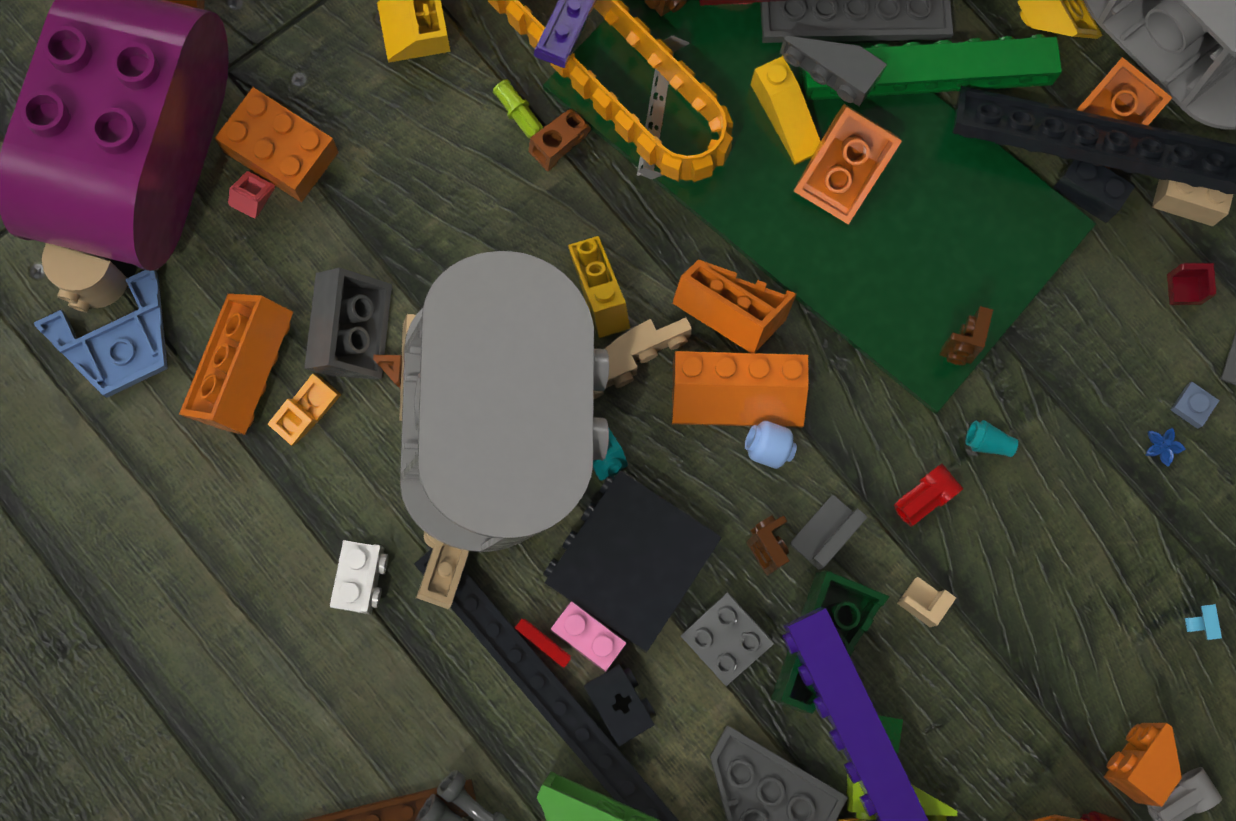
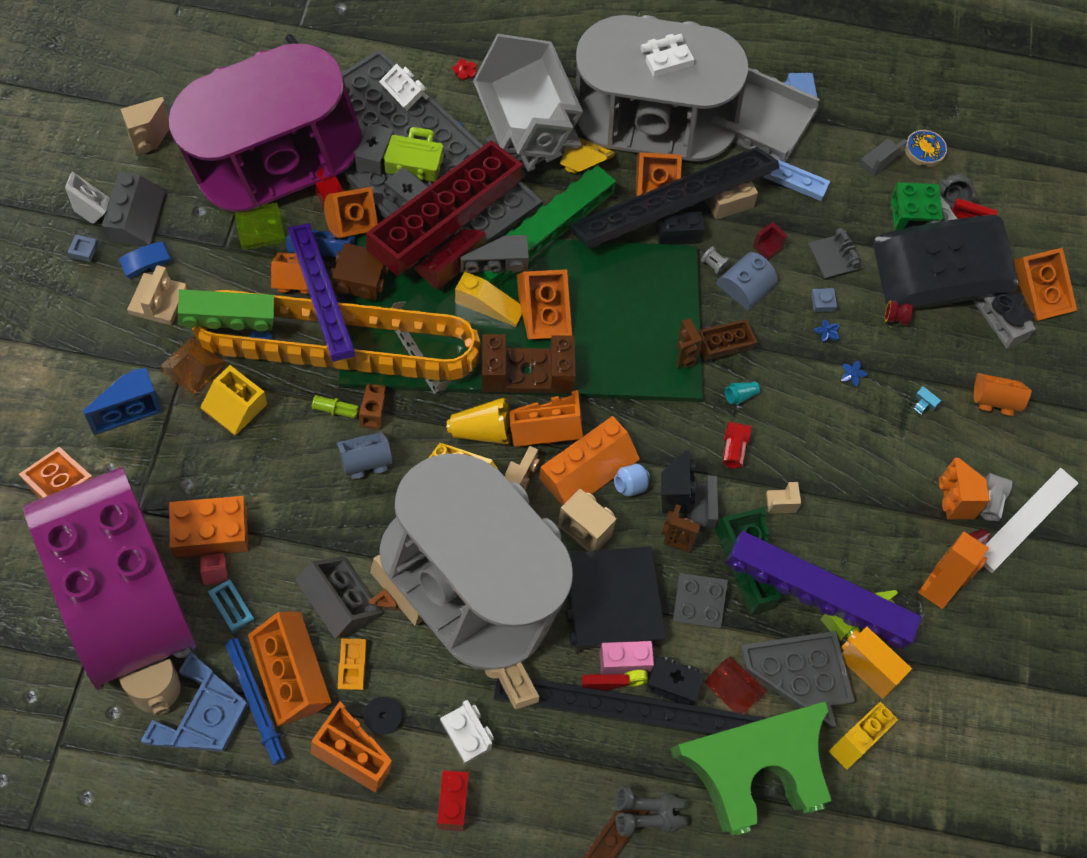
camera: 40 degrees left, 15 degrees down
(177, 371) = (270, 737): none -> blue axle
(224, 498) = (351, 750): none -> orange wedge
(232, 275) = (241, 623): none -> medium azure tile
(280, 637) = (452, 800): none -> red brick
(289, 489) = (382, 715): none -> black piece
(502, 187) = (365, 454): none -> sand blue brick
(582, 667) = (637, 678): none -> neon yellow tile
(658, 250) = (482, 423): none -> yellow cone
(674, 452) = (586, 521): none -> tan brick
(683, 763) = (734, 686): none -> clear red panel
(736, 199) = (551, 367): none -> reddish brown plate
(764, 27) = (446, 260): none -> dark red slope
(811, 491) = (678, 484): none -> black slope
(1026, 364) = (726, 339): none -> reddish brown piece
(1102, 258) = (708, 258): none -> light grey bush
(1122, 312) = (749, 280): none -> sand blue brick
(1148, 520) = (853, 373): none -> blue plant

